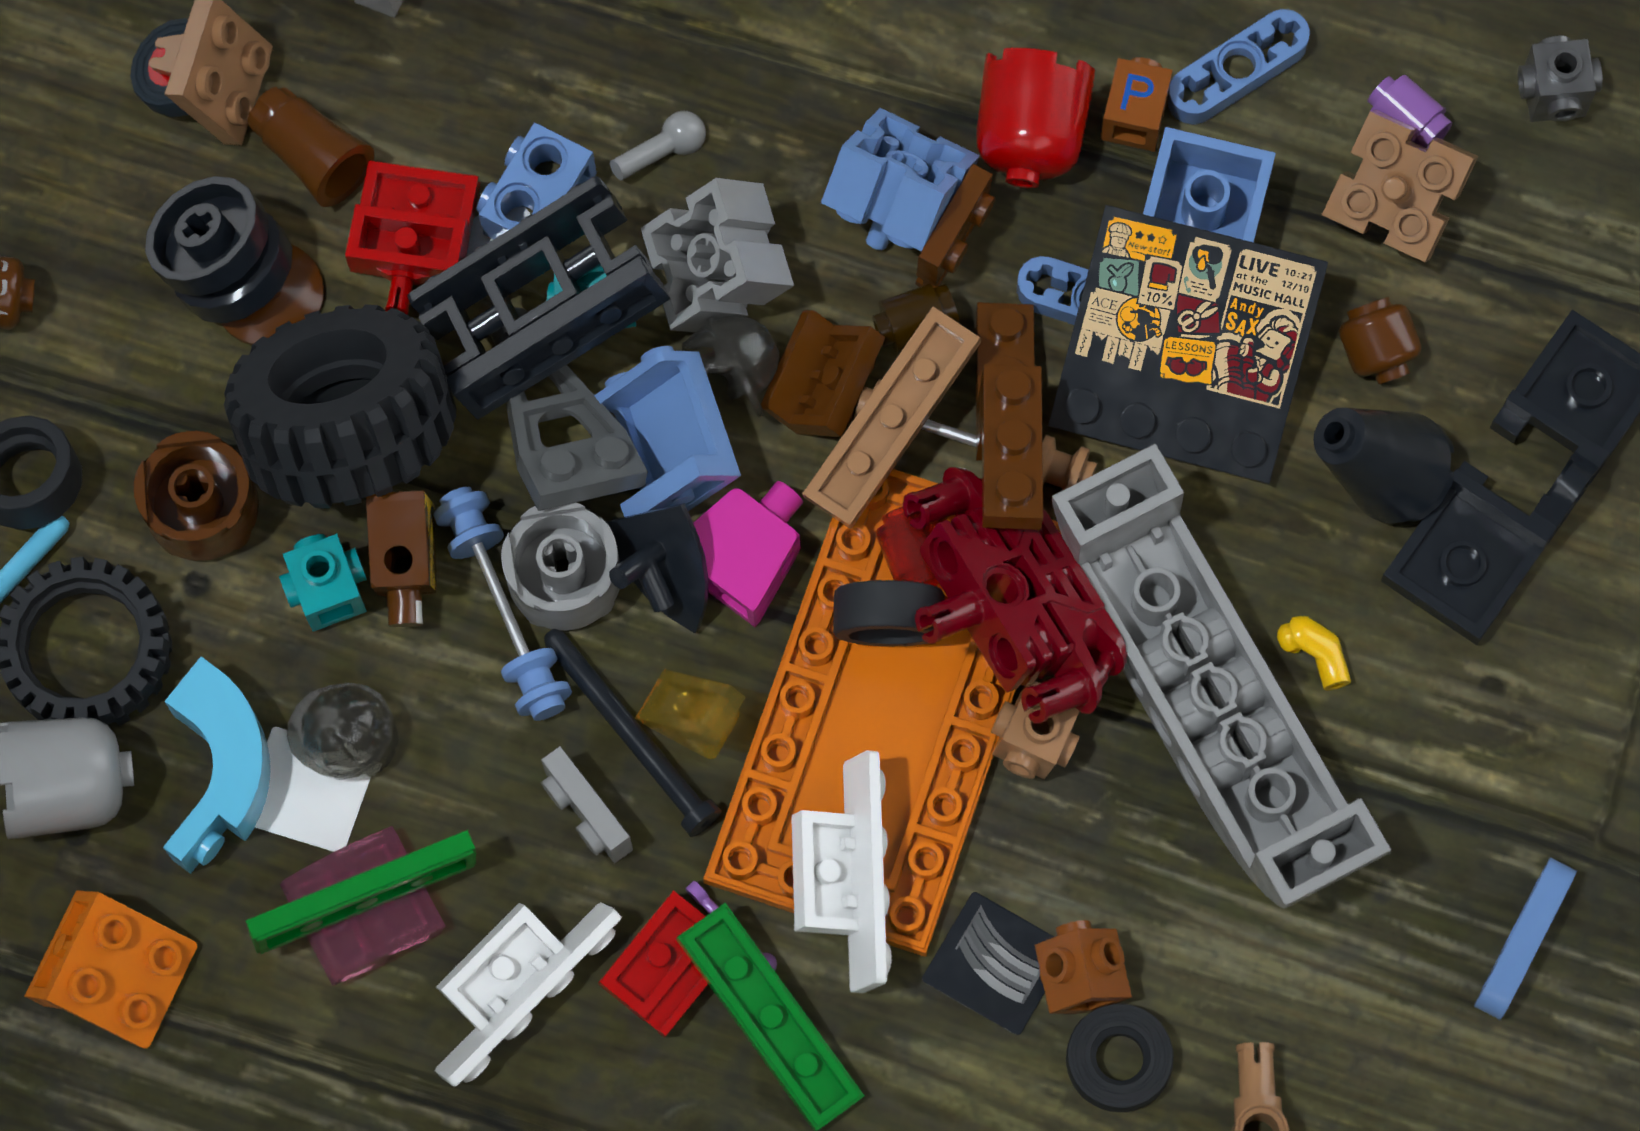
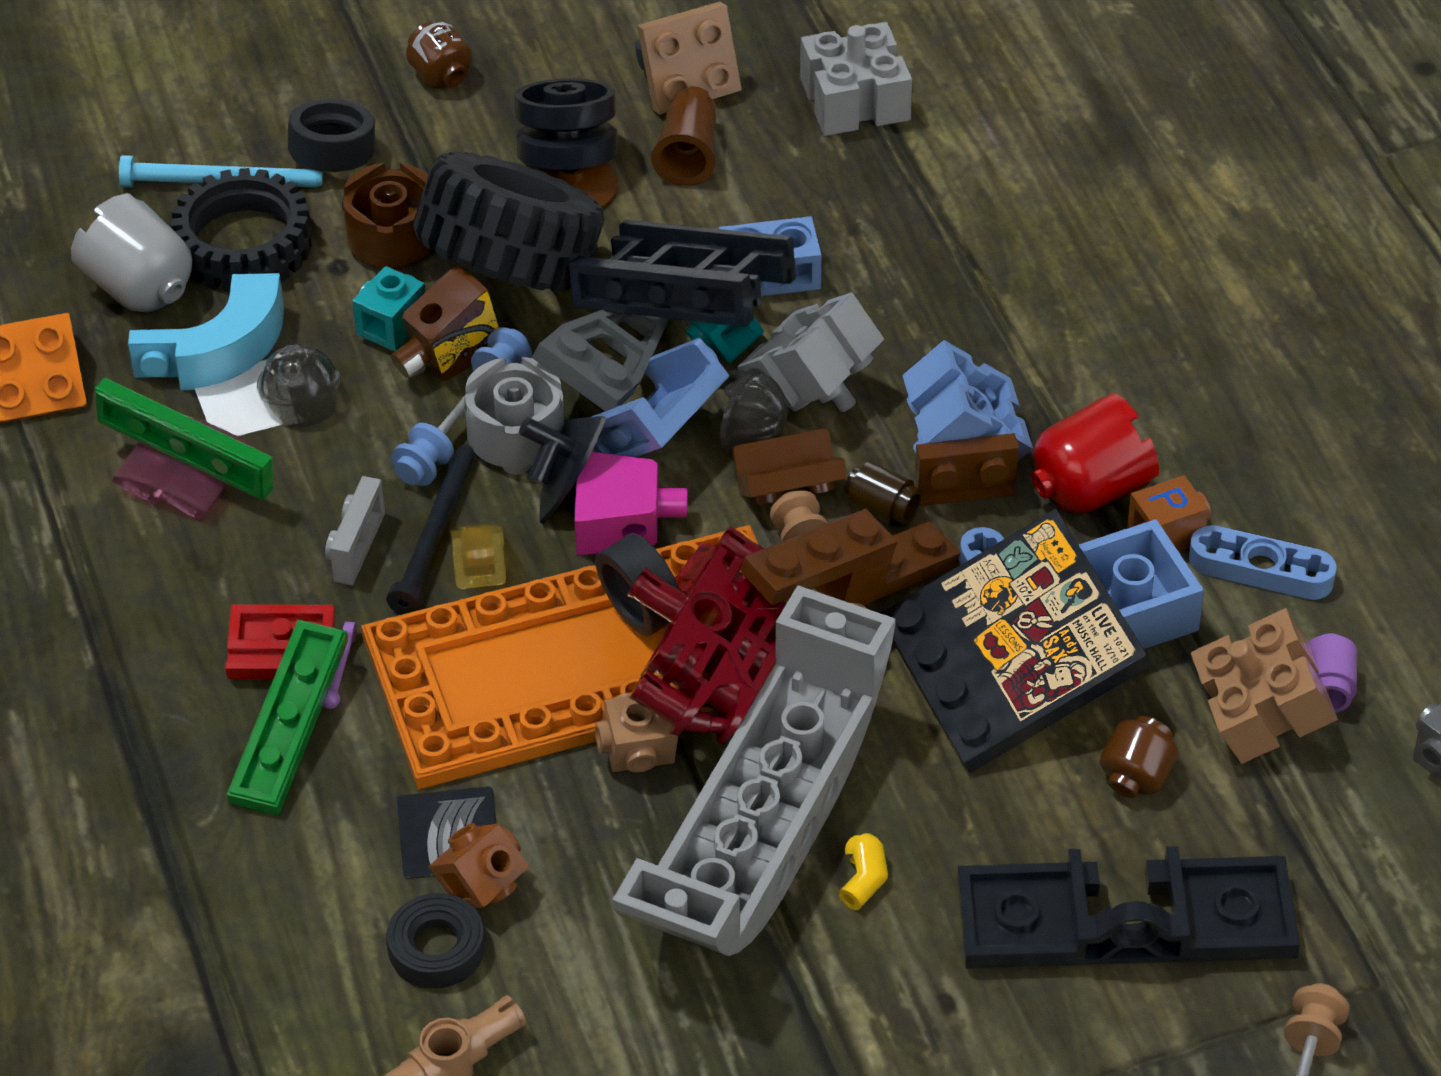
camera: 50 degrees right, 25 degrees down
(410, 225) = (686, 200): red plate -> none
(510, 976) = (195, 559): white bracket -> none
(681, 134) = (891, 310): light grey bar -> none
(842, 875) = (420, 672): white bracket -> none
(892, 417) = (785, 504): medium nougat plate -> none
(1387, 461) = (1036, 787): black cone -> none

